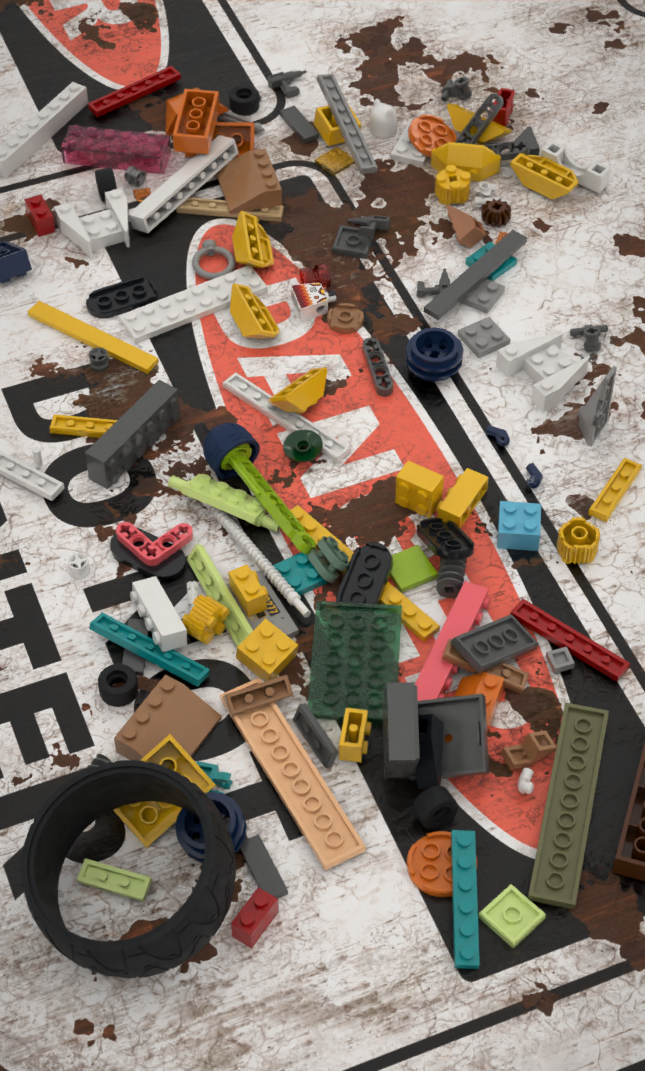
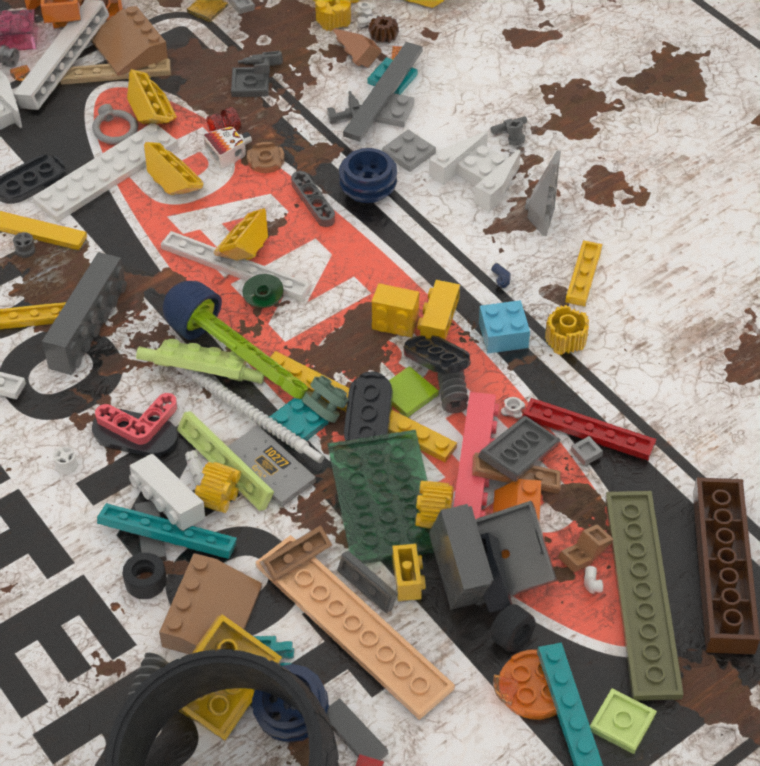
camera: 15 degrees left, 0 degrees up
(248, 590) = (253, 447): yellow brick -> none
(266, 651) = (291, 506): yellow brick -> none
(394, 671) = (434, 498): none -> yellow brick
(411, 861) = (505, 689): none -> clear orange tile
(500, 435) = (455, 241): dark blue arm -> none
(503, 599) = (513, 402): none -> white plate

